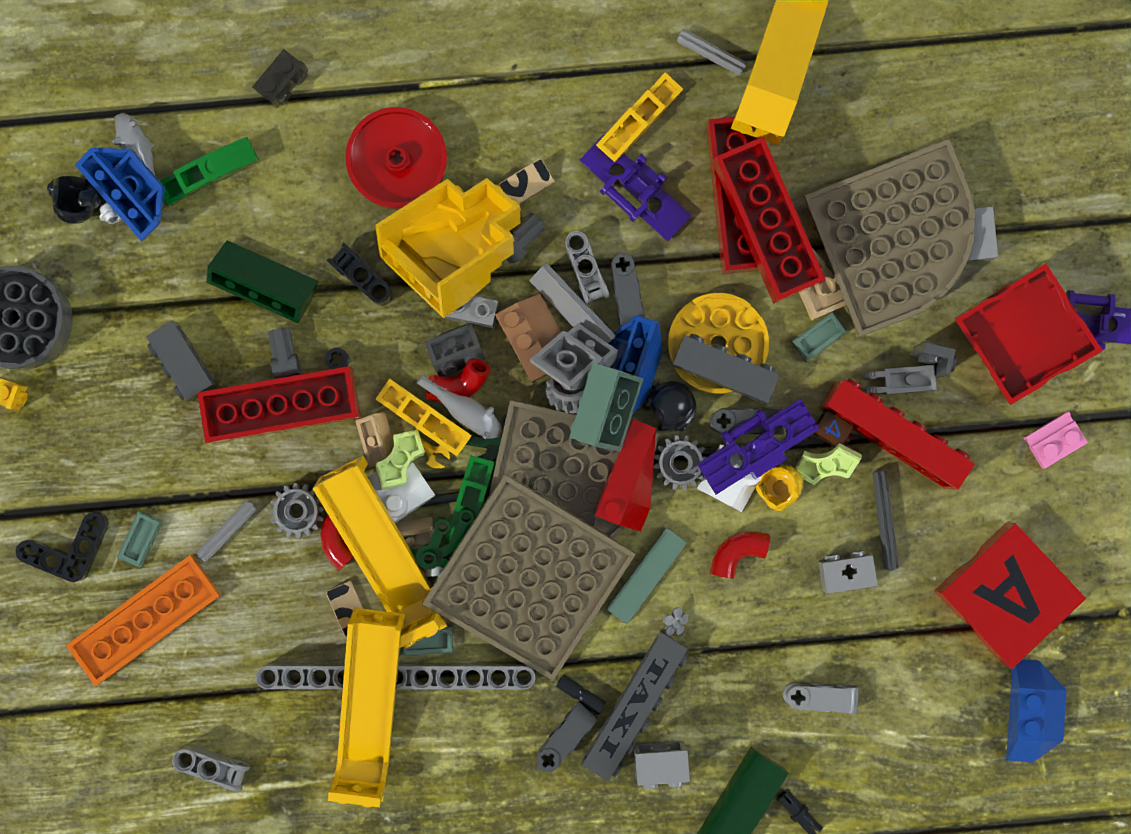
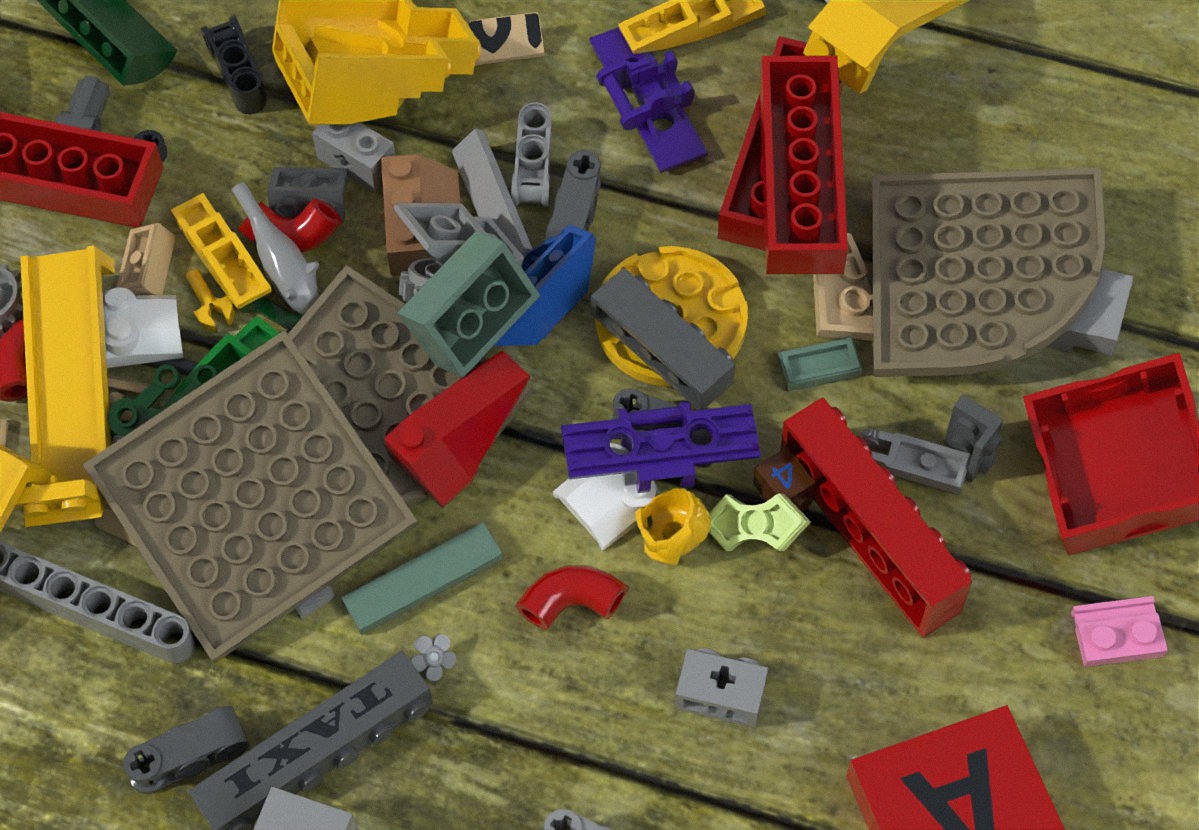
camera: 25 degrees right, 25 degrees down
(392, 470) = (145, 288): yellowish green tile -> none
(438, 643) = (68, 544): sand green tile -> none
(525, 234) = (466, 93): dark grey piece -> none
(583, 695) = (240, 697): black piece -> none
(666, 459) = (528, 428): light grey gear -> none
(672, 405) = (571, 363): black helmet -> none
(885, 520) = (812, 641): dark grey axle -> none

